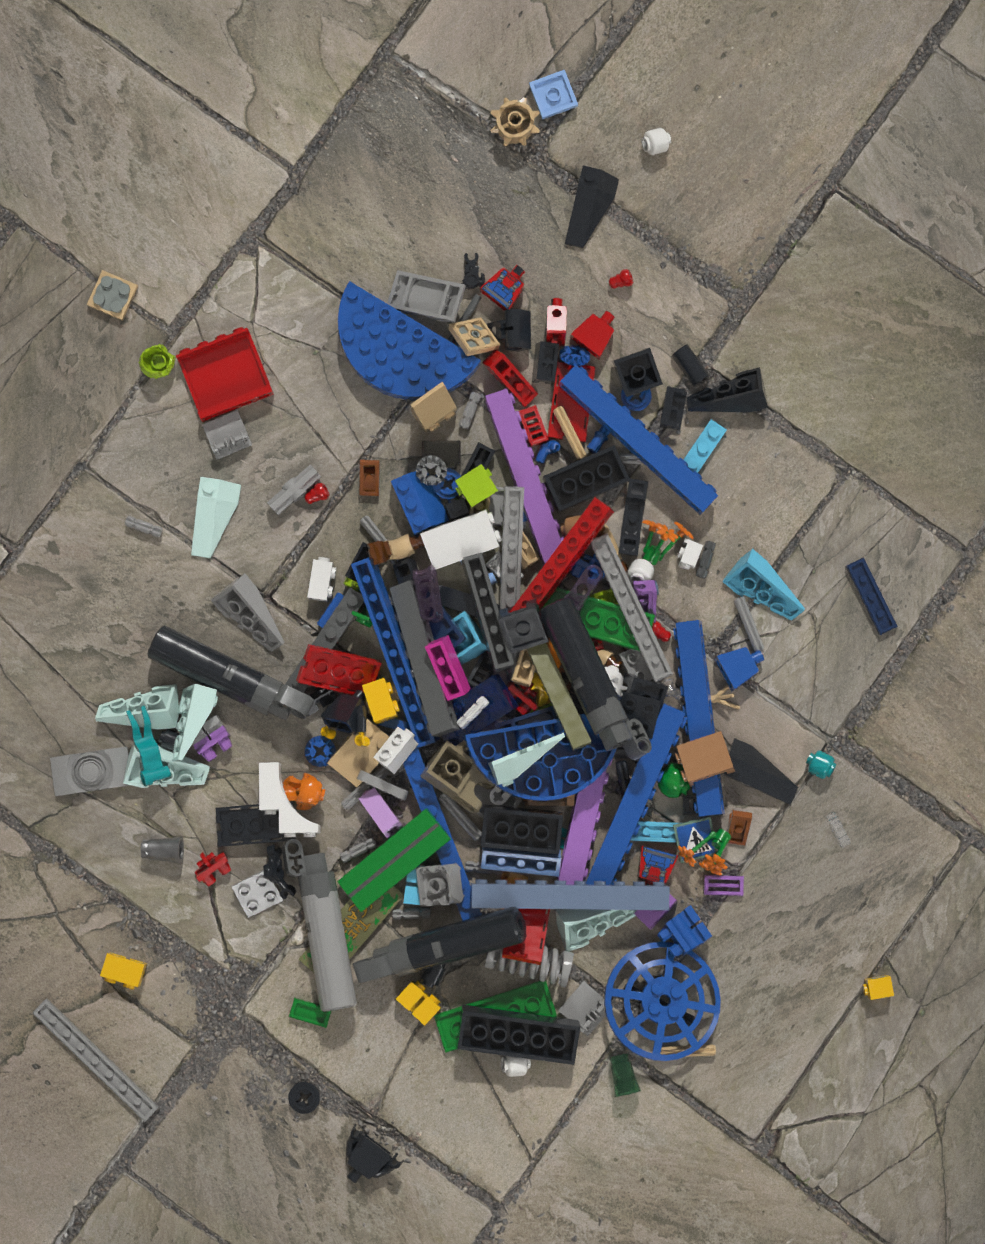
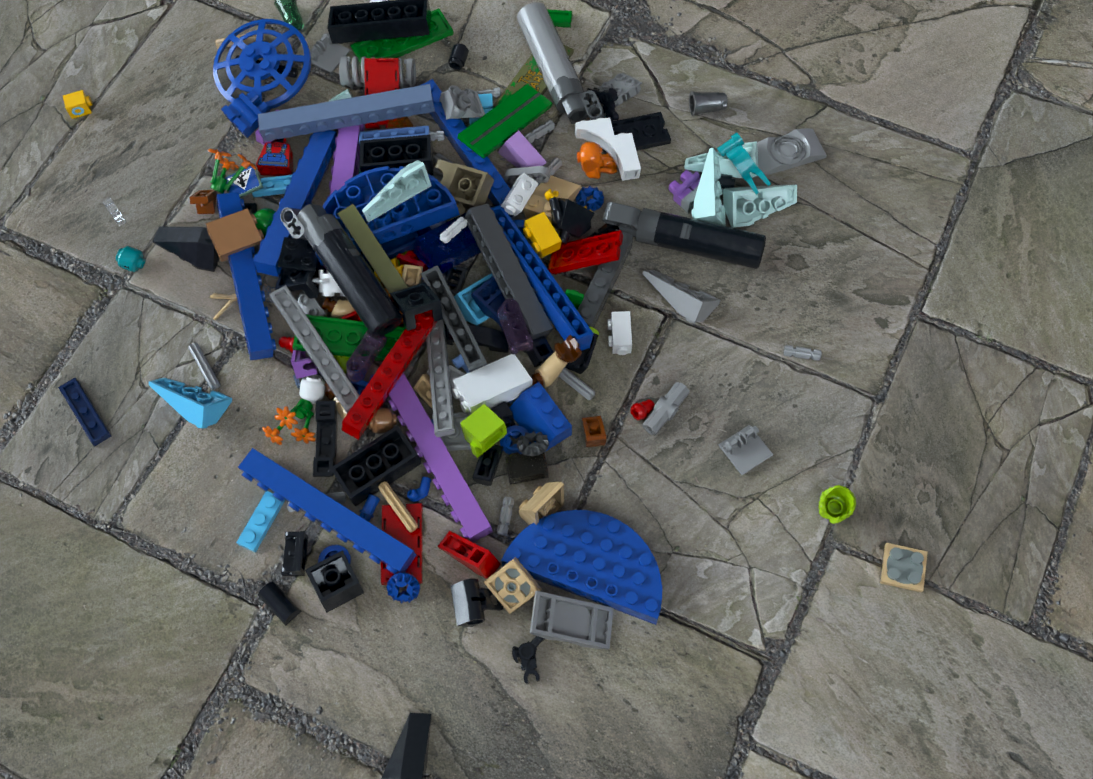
camera: 175 degrees right, 20 degrees down
(123, 970) = (715, 14): yellow piece -> none
(210, 864) = (664, 97): red hips -> none
(214, 508) = (739, 377): light aqua wedge -> none
(224, 374) = (763, 506): red panel -> none
(333, 605) = (605, 308): blue tile -> none
(419, 1002) = (472, 38): yellow piece -> none
(444, 945) = (451, 61): black piece -> none
(447, 668) = (483, 262): dark pink brick -> none
(468, 312) = (525, 615): dark grey bar -> none
(504, 287) = (489, 648): torso -> none
(539, 440) = (426, 498): red slope -> none
(545, 362) = (433, 575): black hinge -> none
(556, 322) = (425, 609): torso -> none
(594, 334) = (385, 616): red torso -> none
(622, 279) = (361, 682): red piece -> none
(689, 554) = (264, 415): white brick -> none
(705, 559) = (250, 416): dark grey axle -> none
(731, 893) = (210, 161): medium lavender tile -> none
(738, 666) = (210, 325): blue torso -> none
(740, 394) = (228, 579): black wedge -> none

